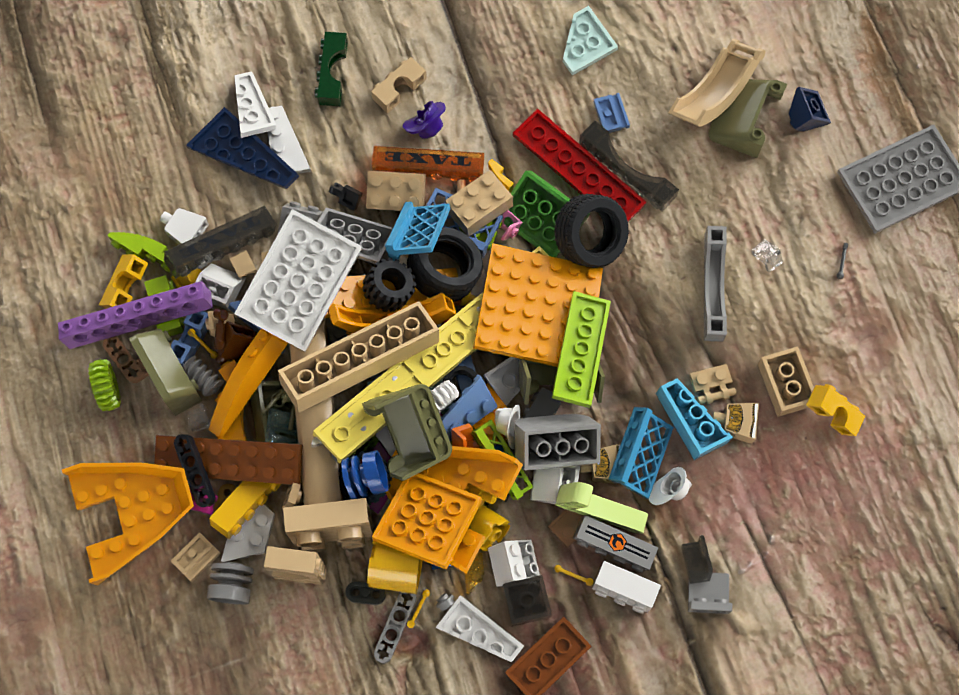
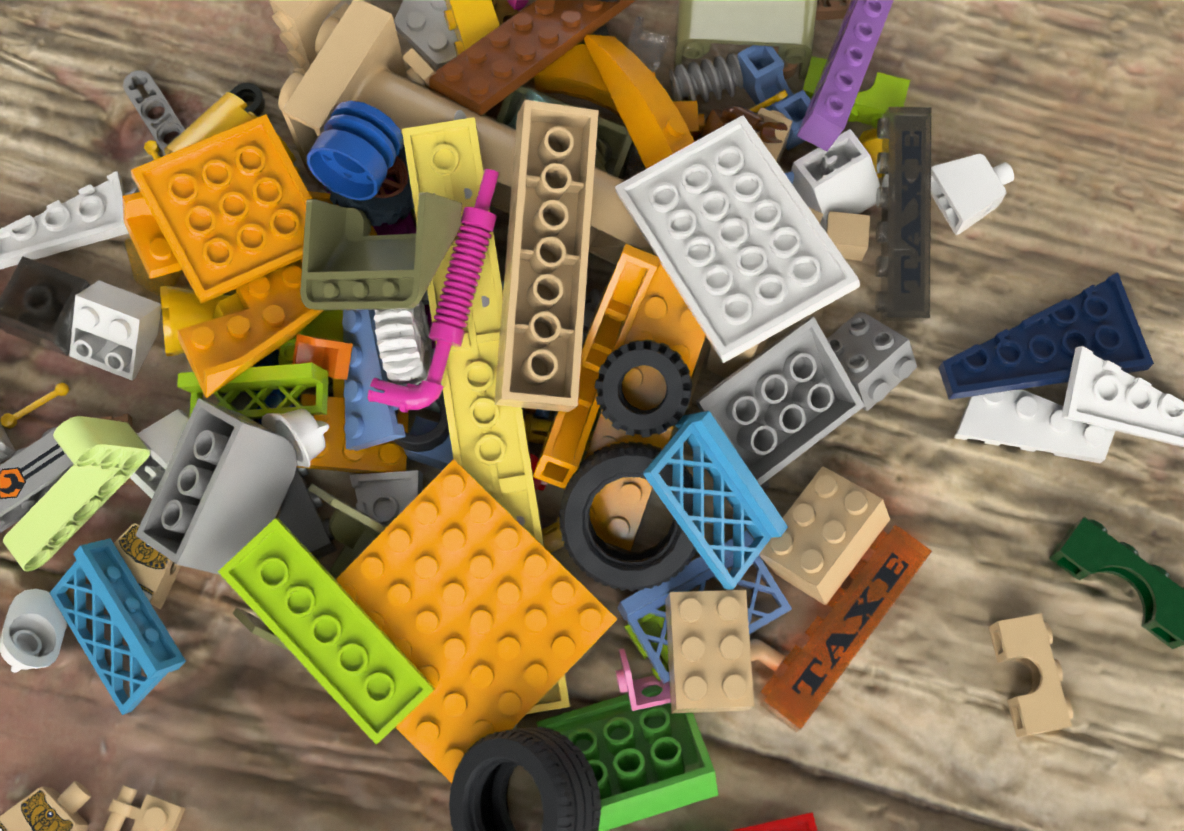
camera: 125 degrees right, 0 degrees up
(126, 273) = (941, 69): yellow arch -> none
(140, 246) = (974, 113): lime slope -> none
(347, 195) = (869, 460): black plate -> none
(421, 377) = (456, 299): none -> dark pink piece
(426, 122) = (927, 671): dark purple hat -> none
(498, 170) = (755, 729): yellow slope -> none
(691, 420) = (91, 745): medium azure wedge -> none

